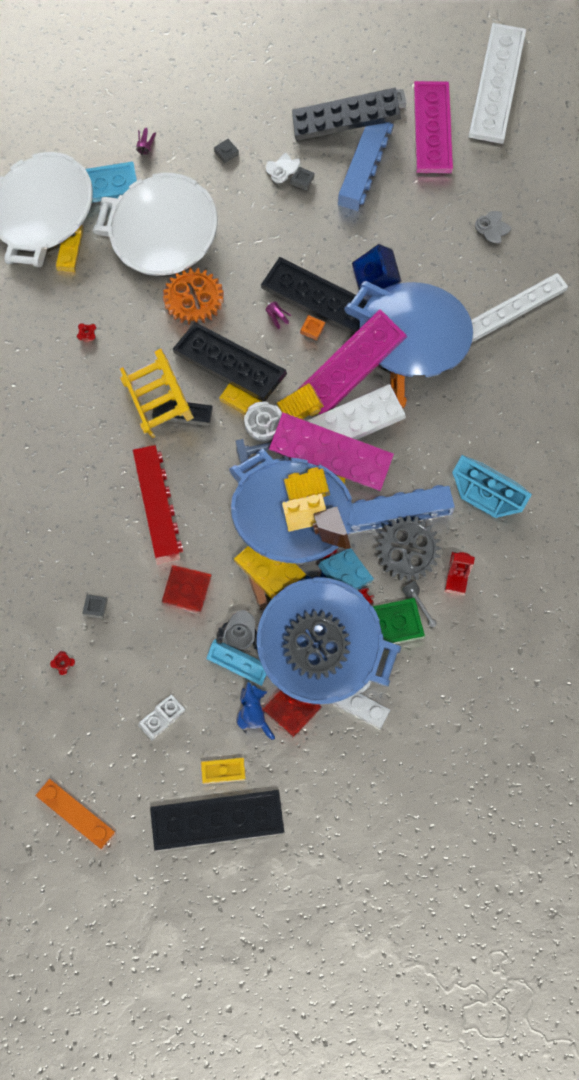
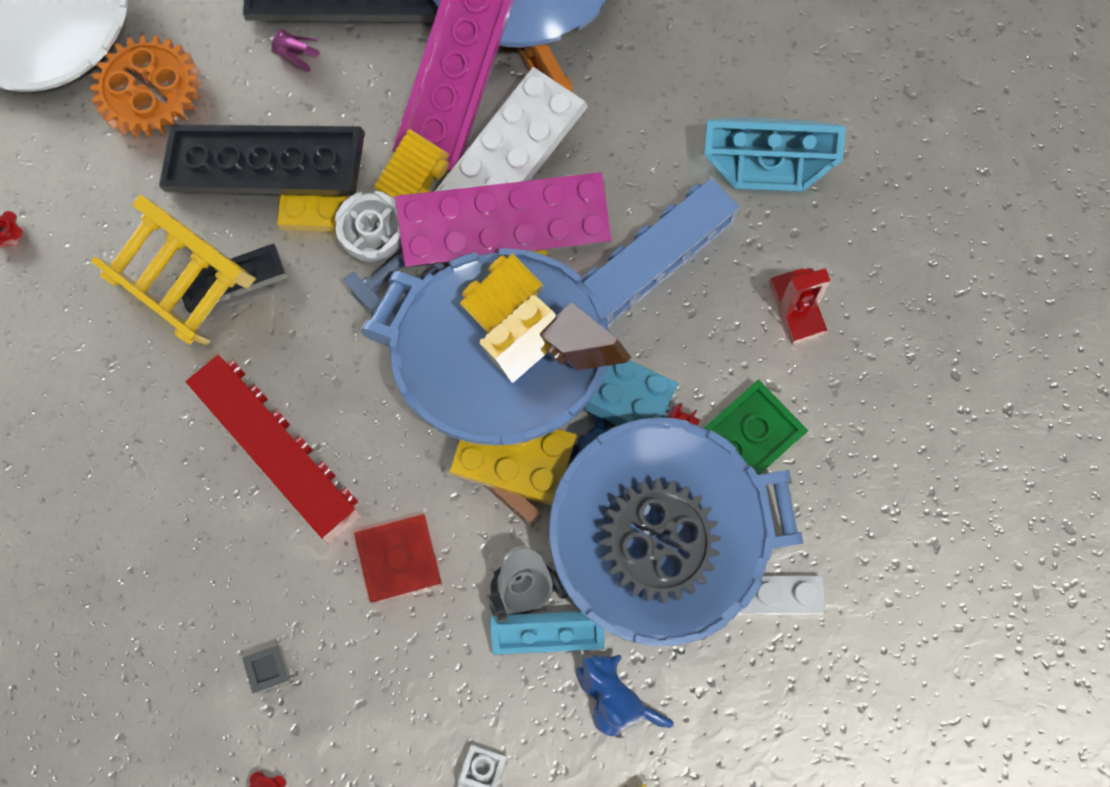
camera: 25 degrees left, 5 degrees up
(290, 713) = (675, 671): clear red plate -> none
(312, 328) = (361, 42): orange plate -> none
(412, 530) = (698, 277): dark grey gear -> none
(412, 591) = (748, 370): hinge -> none

